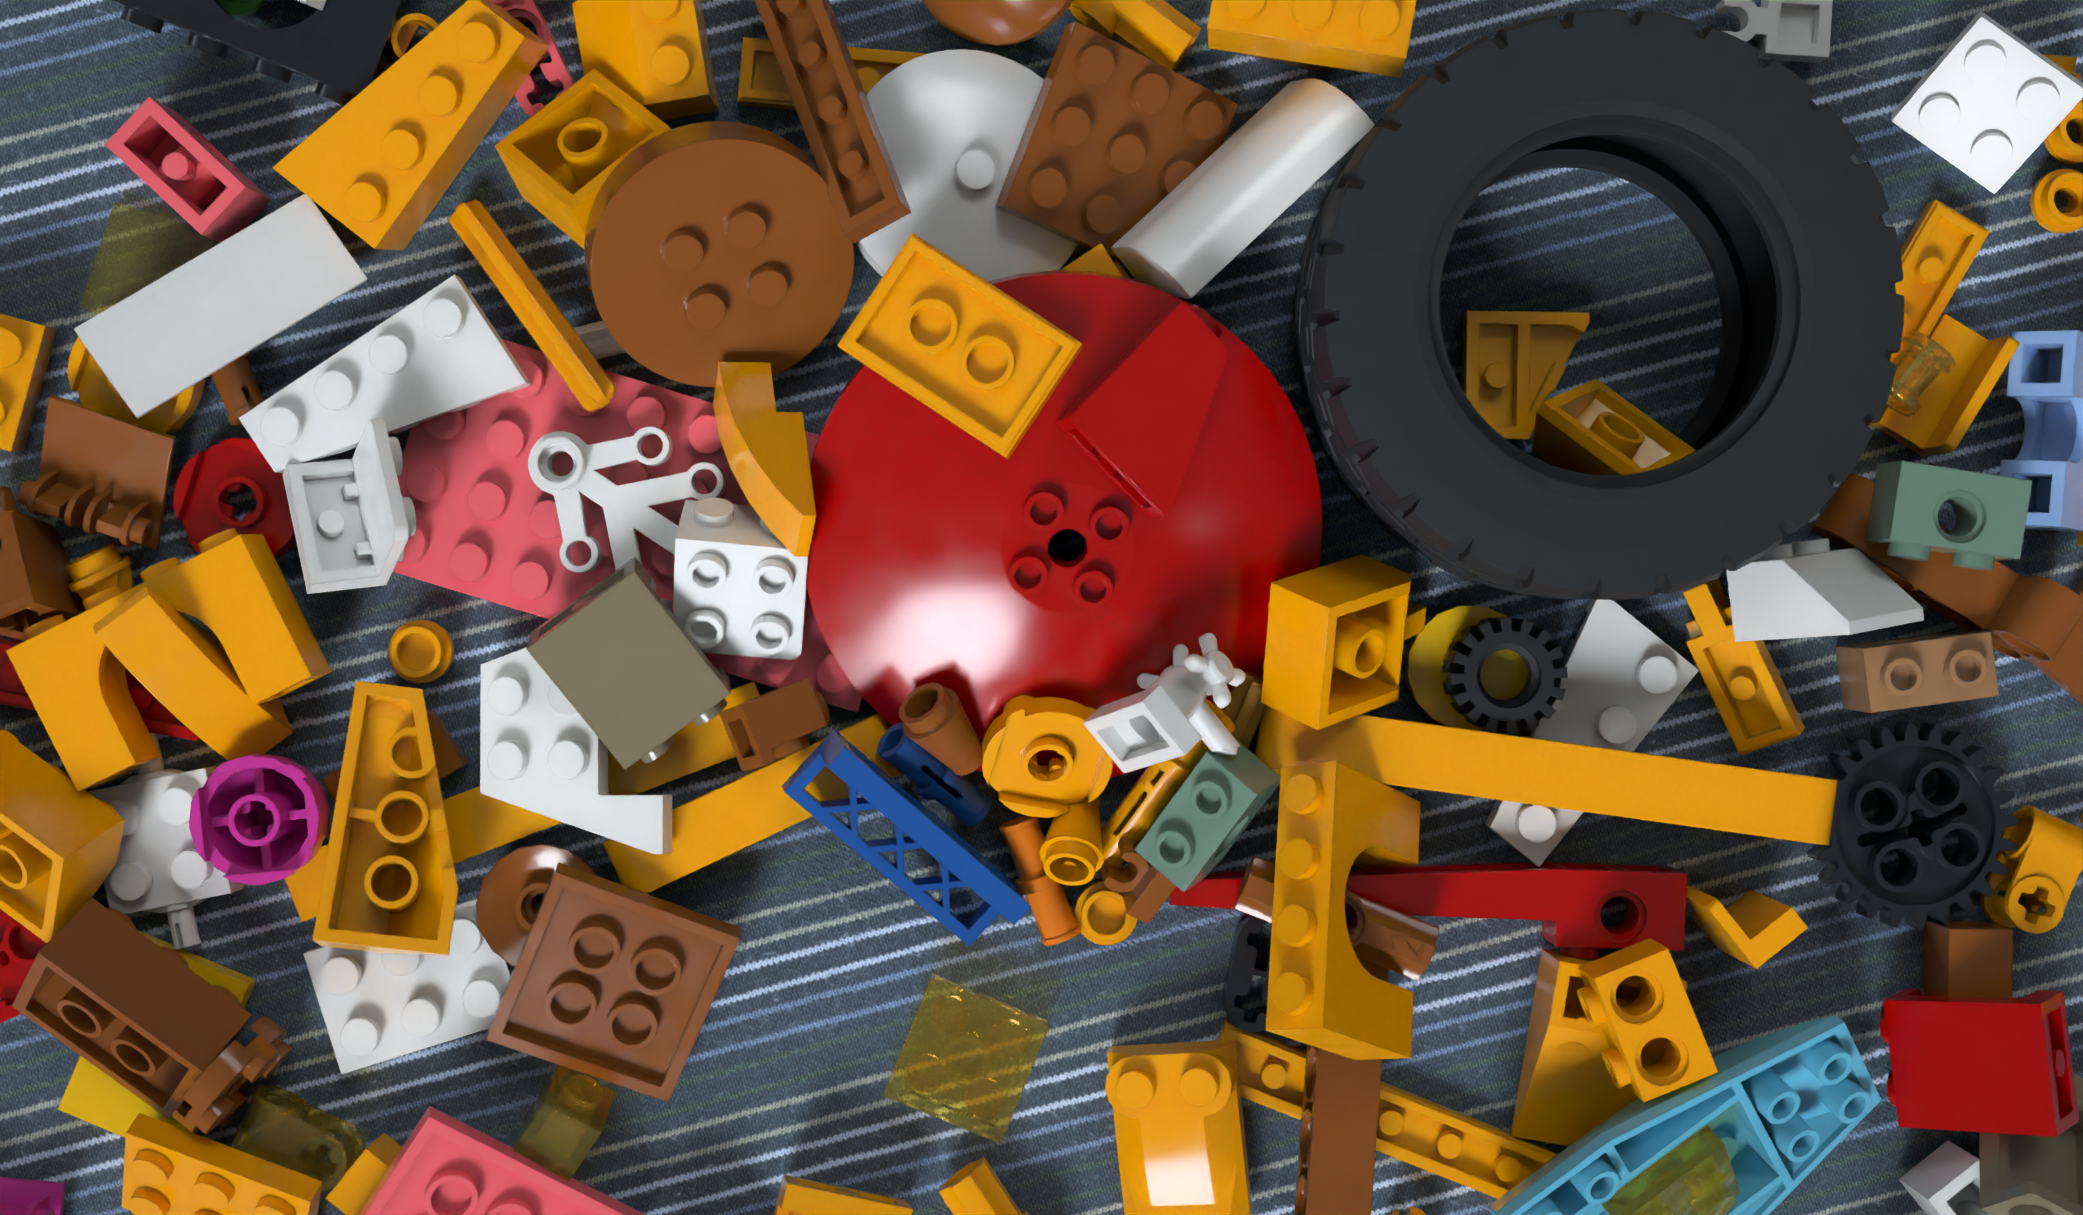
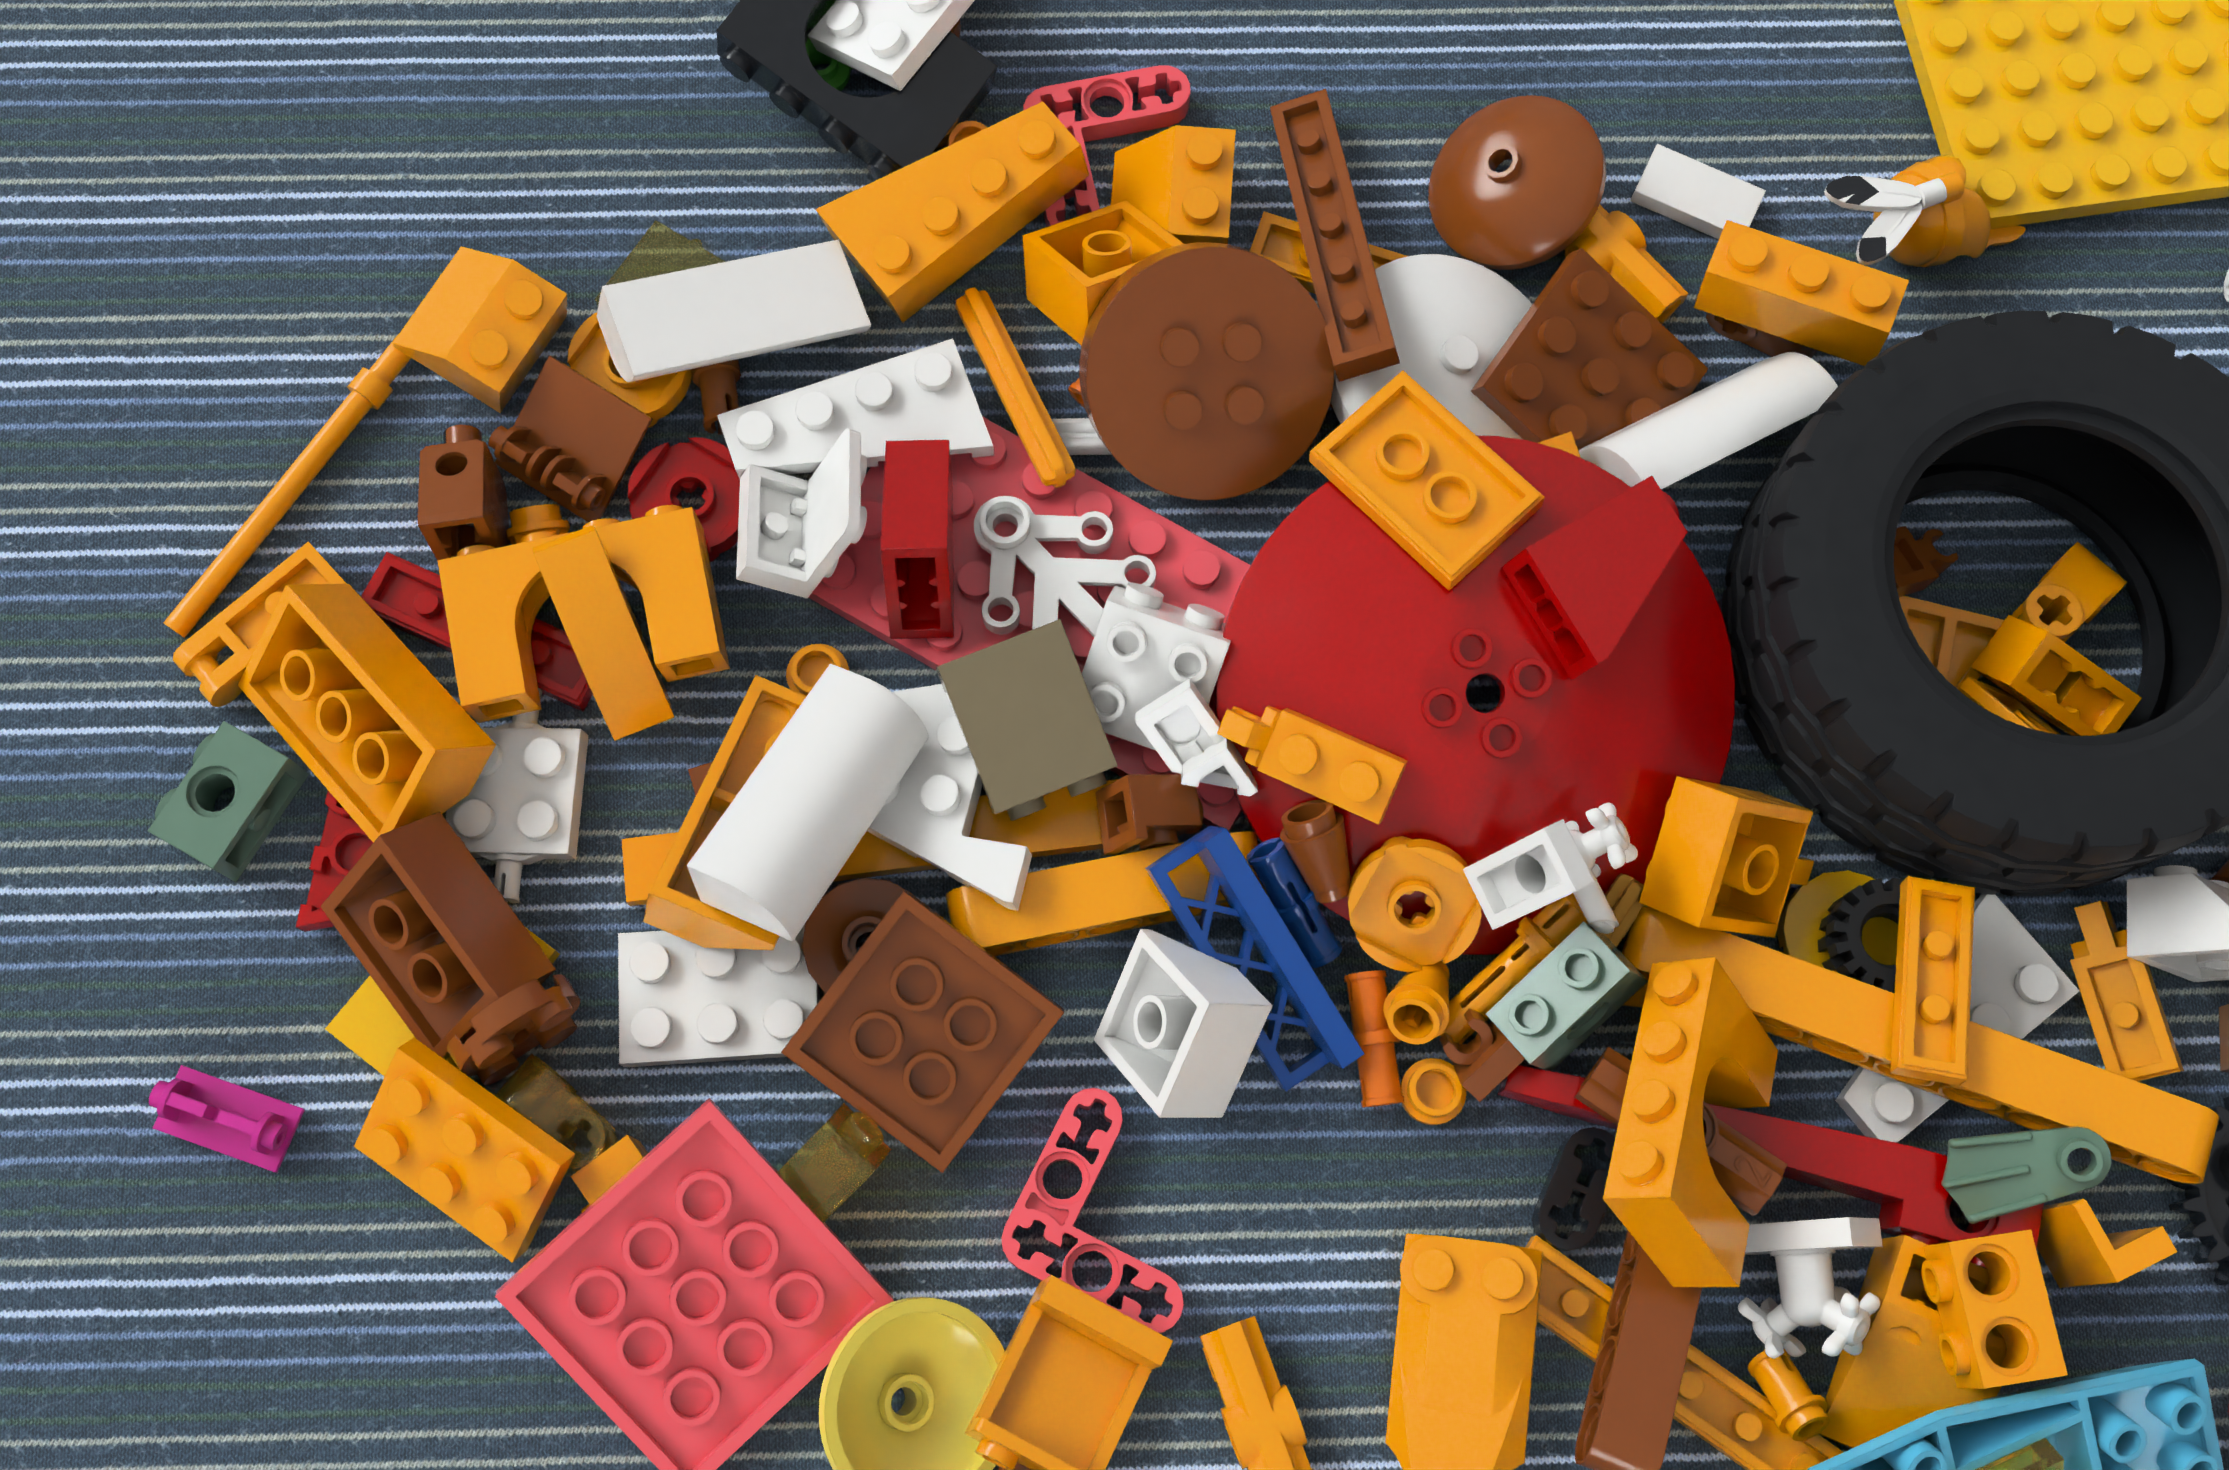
camera: 10 degrees right, 15 degrees down
(187, 171) = (733, 196): coral brick -> none
(259, 818) = (623, 779): dark pink cylinder -> none
(440, 812) = (808, 803): none -> white brick
(474, 502) = (918, 539): none -> red slope
(766, 452) = (1208, 551): light orange slope -> none
(787, 1109) = (1061, 1214): none -> coral beam
(799, 651) = (1187, 740): none -> white slope
(854, 923) = (1181, 1027): none -> white slope
(917, 647) = (1317, 759): none -> light orange hinge
(966, 1058) = (1259, 1204): clear yellow plate -> none
(1472, 275) = (1918, 561): none -> dark orange plate
(1479, 1023) = (1807, 1284): none -> white piece
(1480, 1113) = (1797, 1407): none -> light orange pin
(1550, 717) = (1933, 981): none -> light orange tile
(1632, 376) = (2054, 680): none -> light orange brick
(1638, 270) = (2070, 593): none -> light orange piece
(1658, 874) = (2020, 1169): none -> sand green piece

